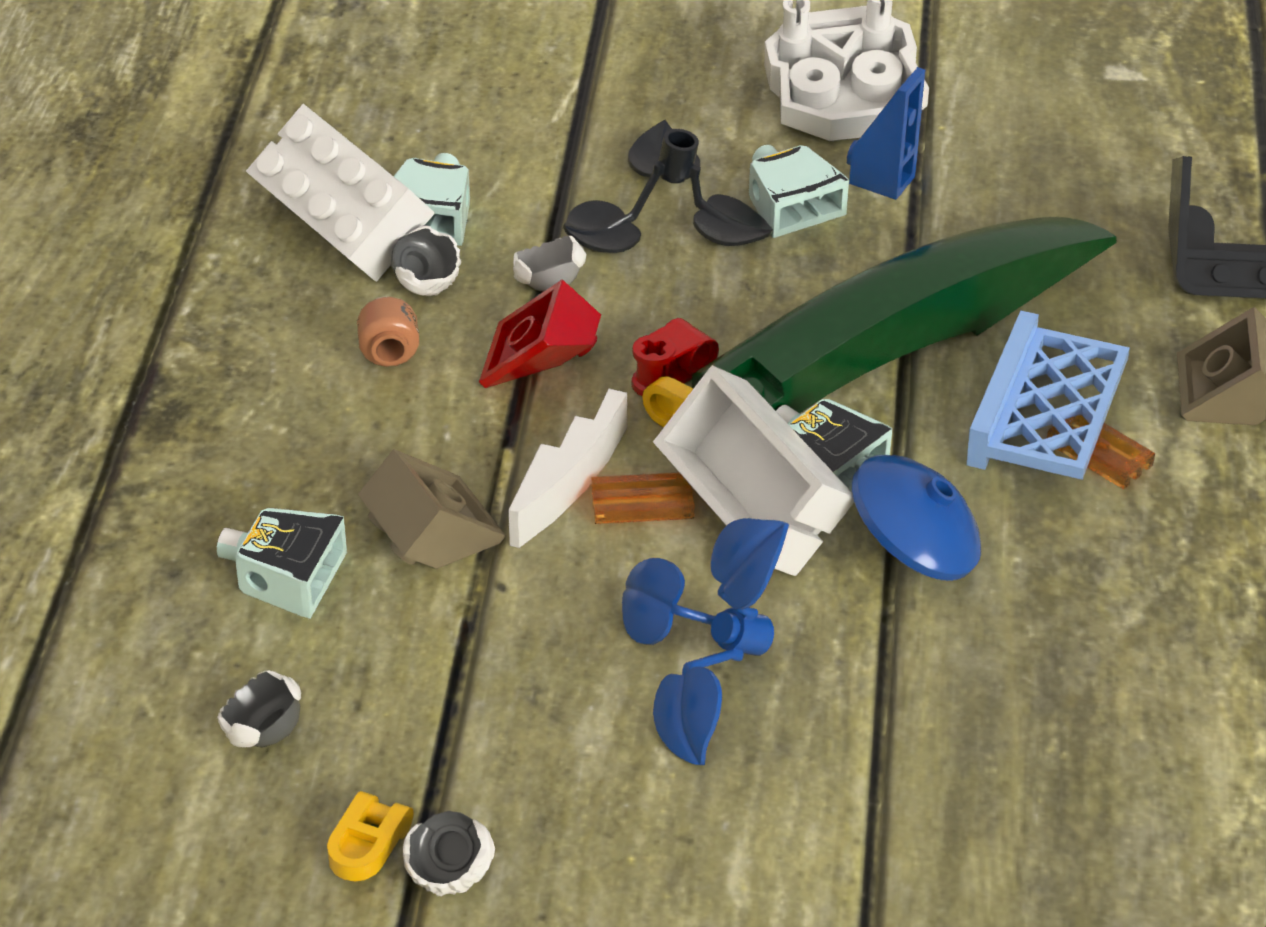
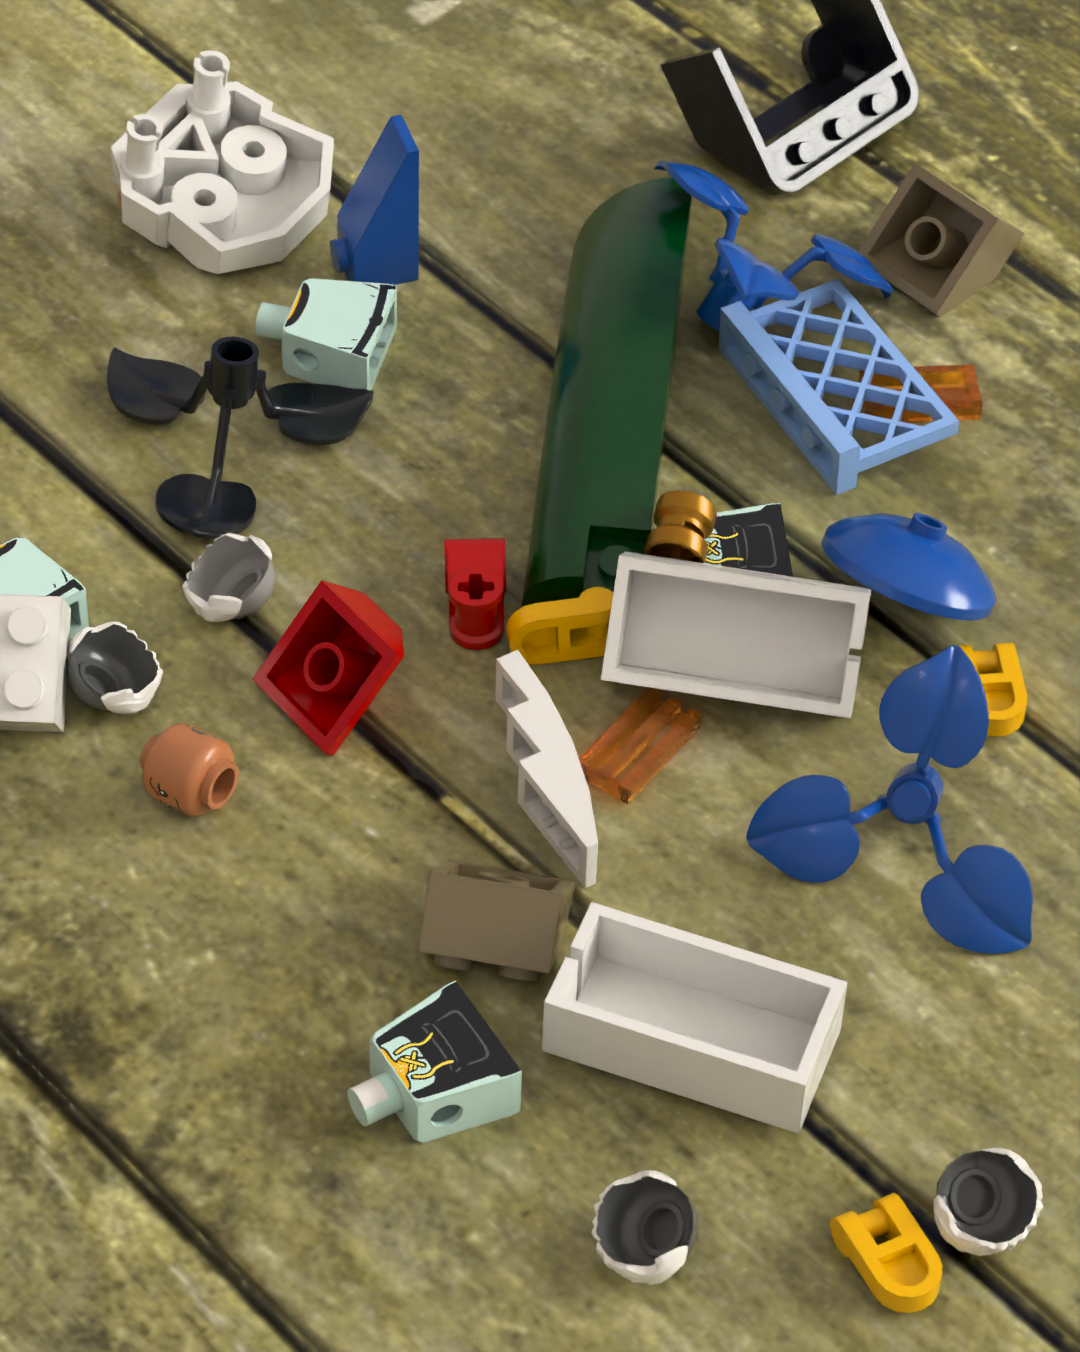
camera: 50 degrees left, 5 degrees up
(438, 636) = (694, 1017): none -> white piece
(794, 392) = (682, 525): none -> pearl gold wheel
(876, 628) = (1003, 686): none -> yellow plate
(1030, 284) = (748, 277): none -> blue plant

